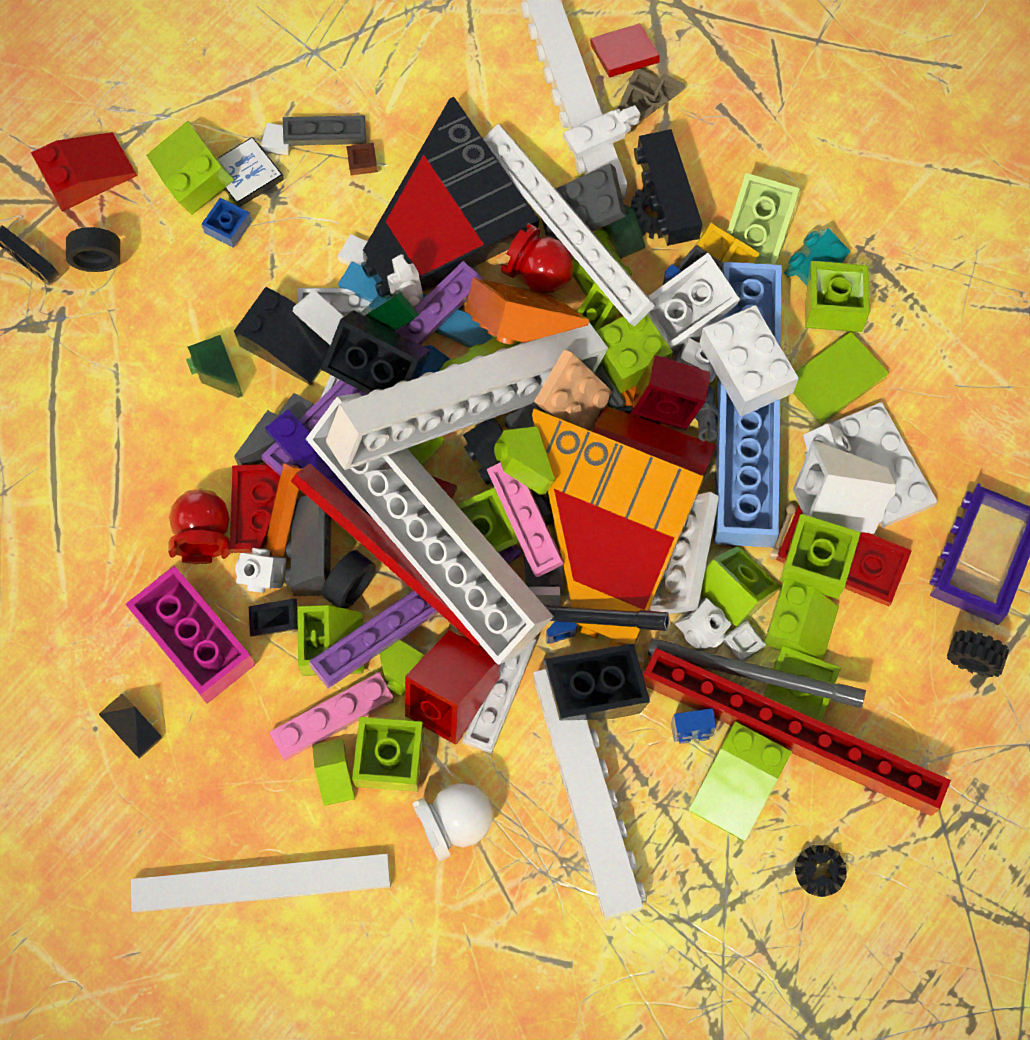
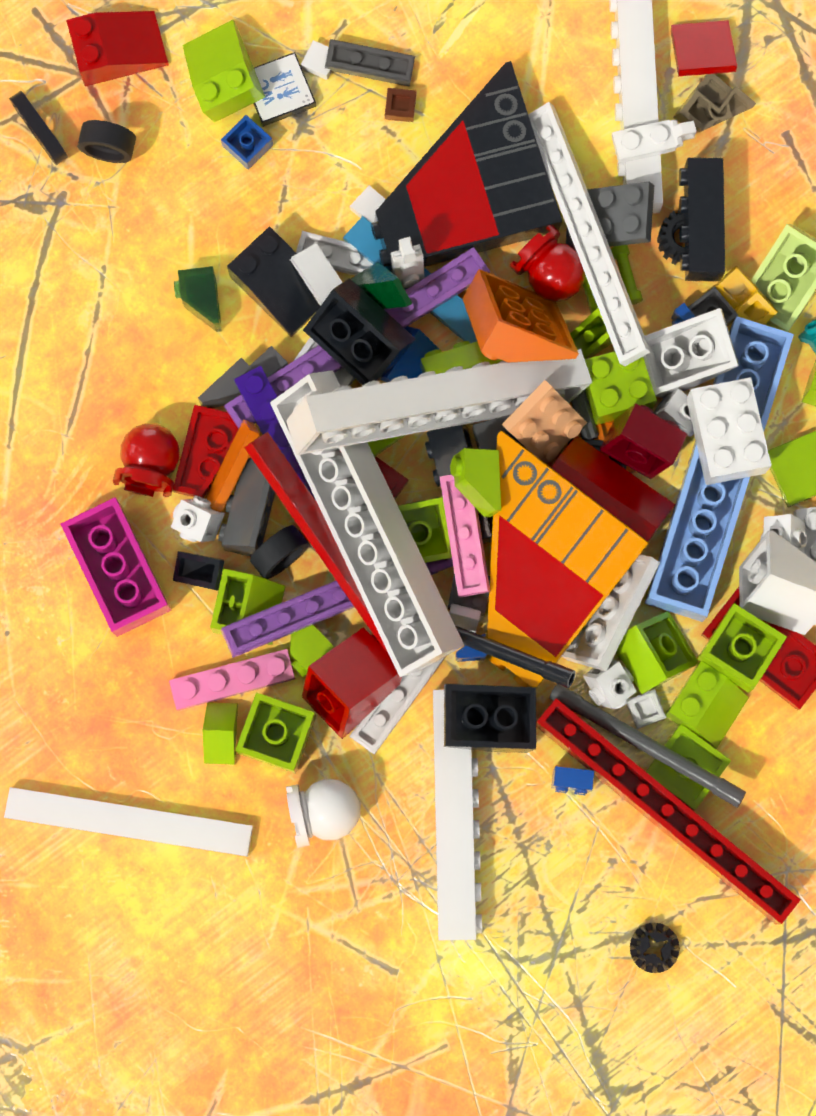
camera: 15 degrees right, 10 degrees up
(130, 726) = (40, 639): black slope -> none
(625, 234) = (648, 257): clear green slope -> none
(707, 417) = (674, 474): dark grey pin -> none
(740, 781) = (602, 844): slope -> none
(790, 510) = (730, 588): tan hinge -> none

